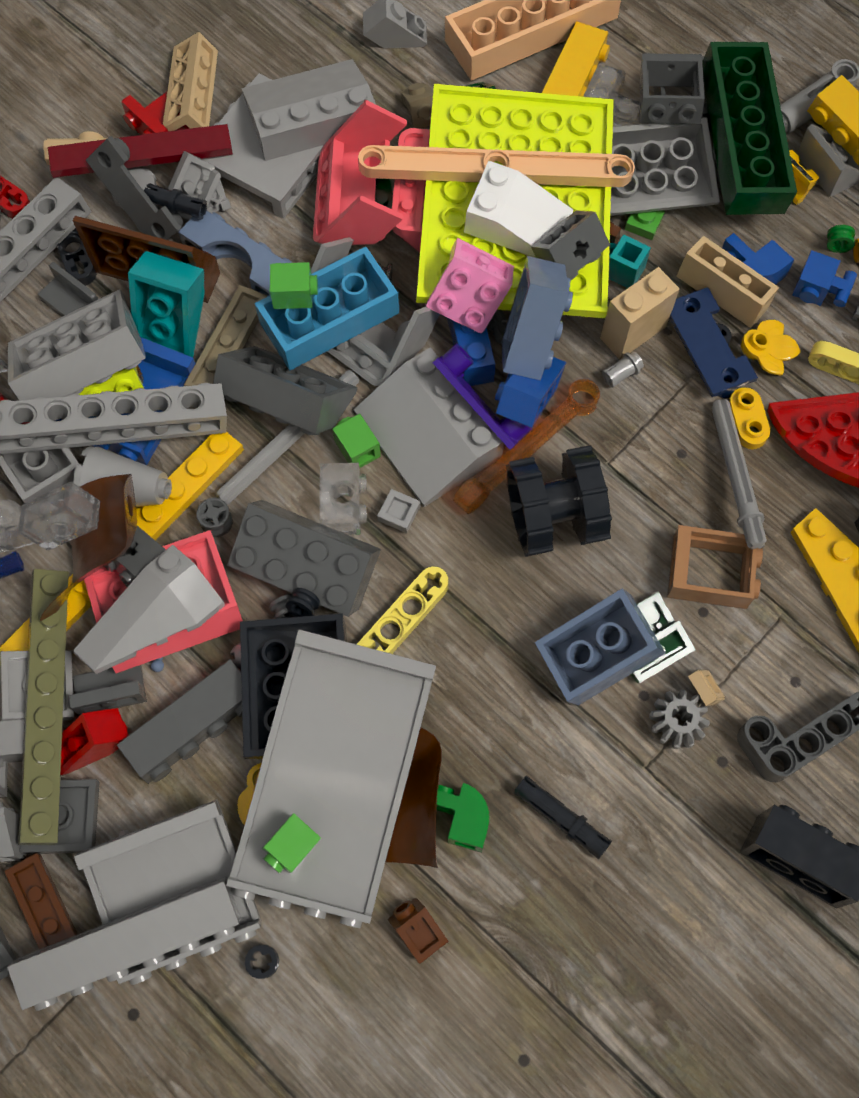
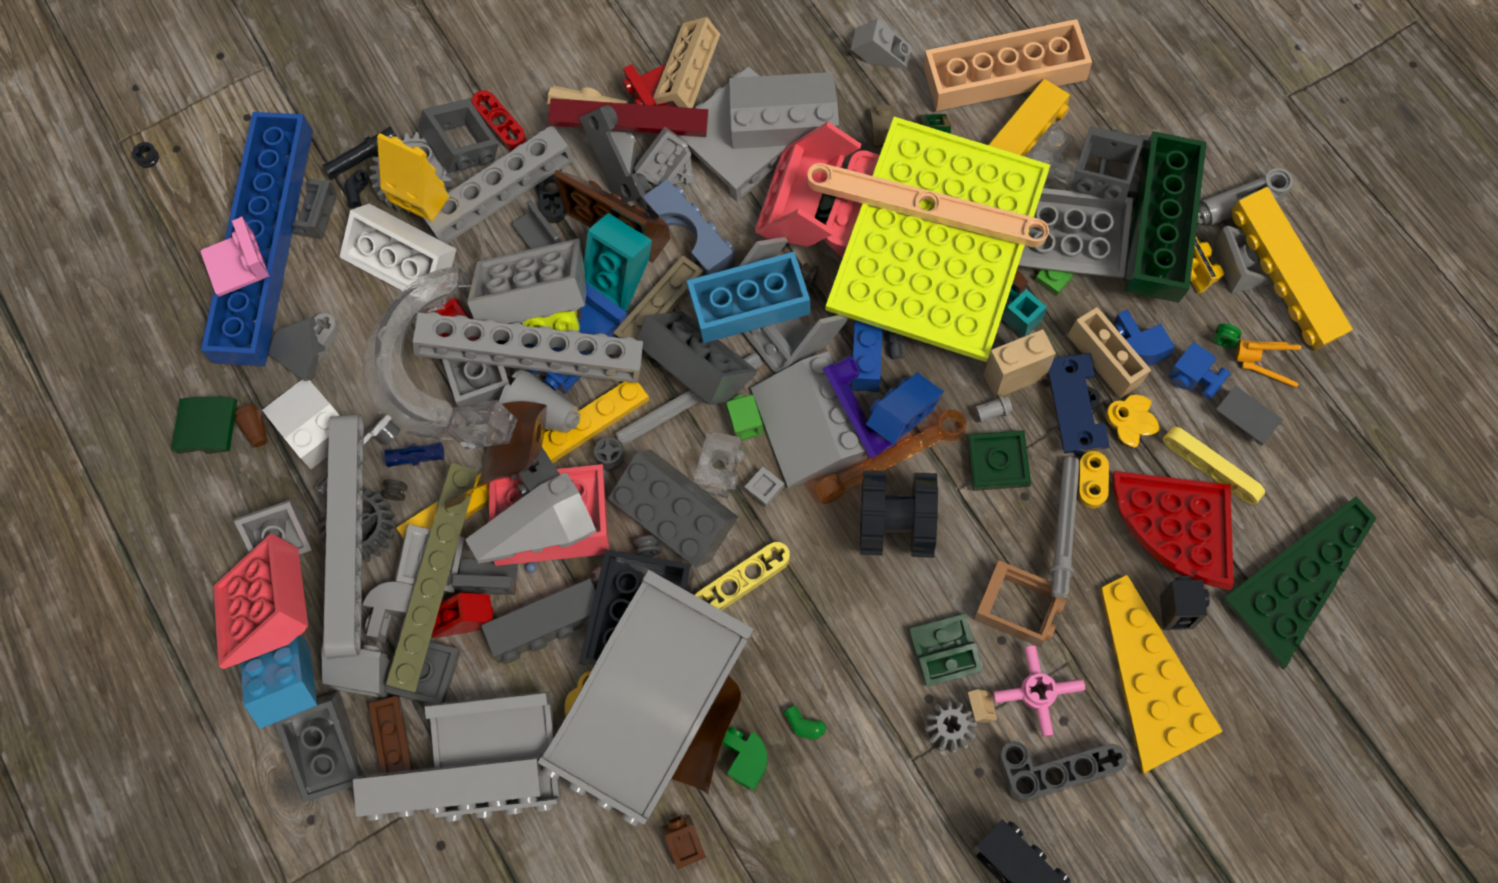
camera: 20 degrees right, 0 degrees up
(176, 201) = (647, 170): black pin -> none
(265, 950) = (548, 840): black bush -> none
(290, 844) = (596, 743): bright green brick -> none
(292, 285) = (721, 274): bright green brick -> none
(302, 603) = (661, 546): black bush -> none
(471, 286) = (874, 308): bright pink bracket -> none
(512, 209) = (932, 253): white slope -> none
(517, 764) = (802, 727): none -> green arm
(536, 318) = (921, 351): sand blue brick -> none
(565, 819) = (824, 776): black pin -> none
(573, 242) = (969, 293): dark grey brick -> none
(599, 647) = (898, 648): sand blue brick -> none
(644, 421) = (998, 460): none -> dark green plate
(774, 649) = (1032, 700): none -> bright pink bar

